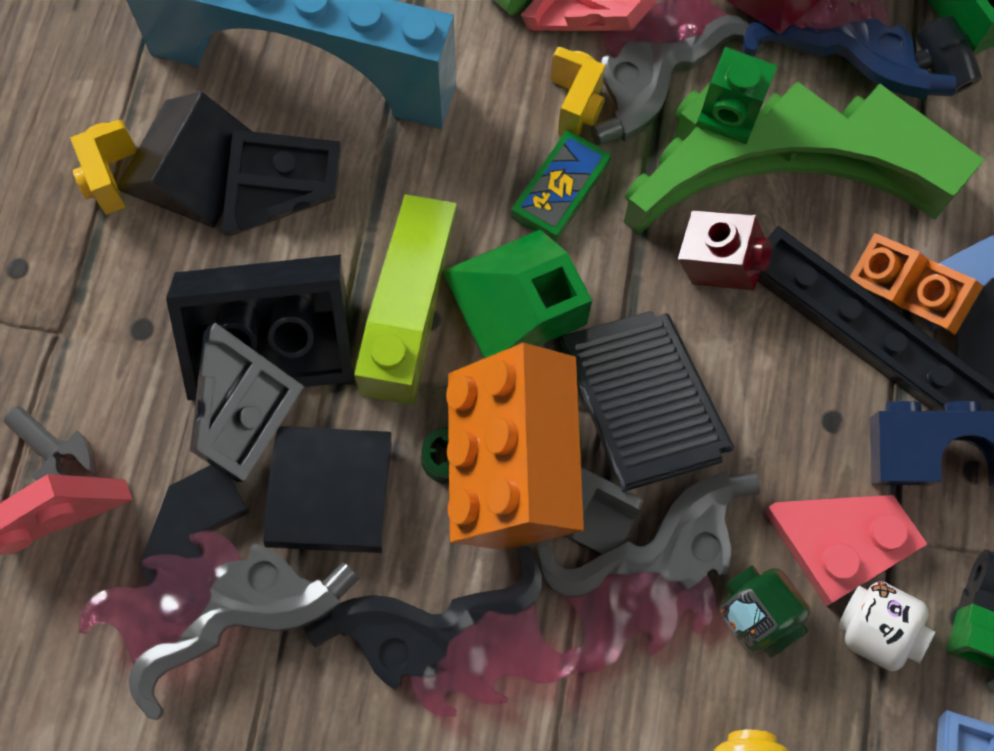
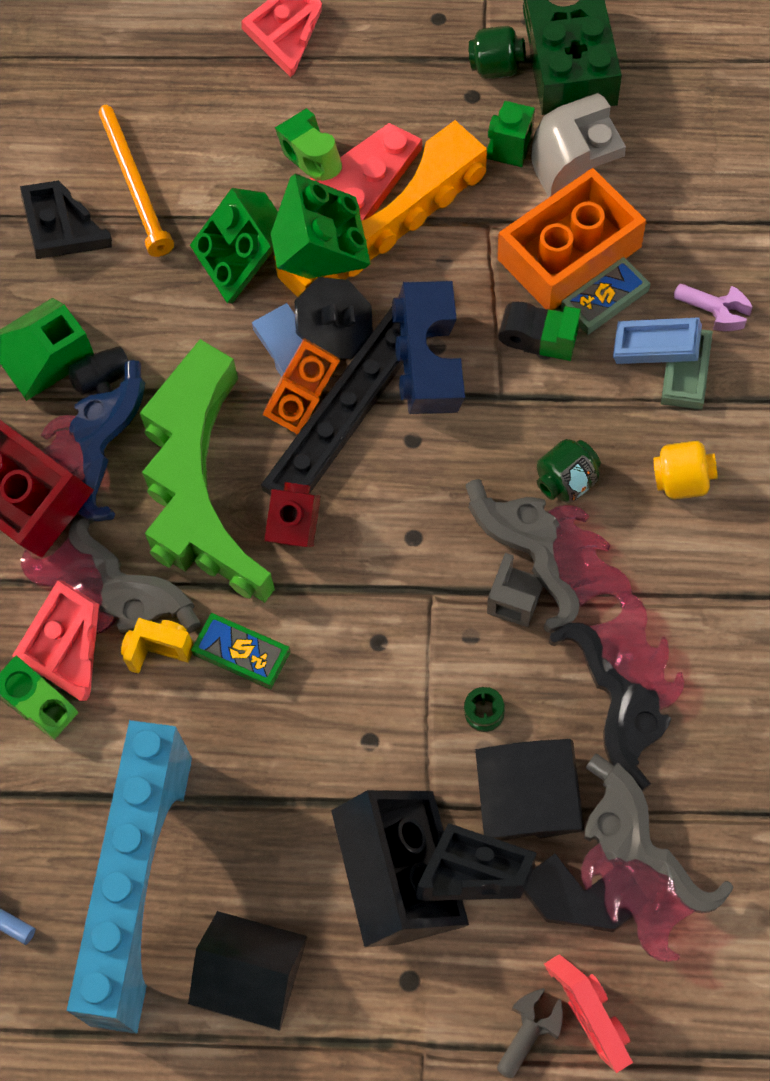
camera: 90 degrees left, 5 degrees down
(95, 151) = (274, 1044): yellow bracket -> none
(277, 177) = (260, 883): black wing -> none
(405, 301) = (357, 755): lime slope -> none
(514, 449) = (484, 645): orange brick -> none
(519, 294) = (345, 667): green slope -> none
(646, 399) = (419, 565): black window -> none
(736, 95) = (170, 508): green brick -> none
(845, 539) = (504, 425): coral wing -> none
(886, 626) = (564, 393): white head -> none

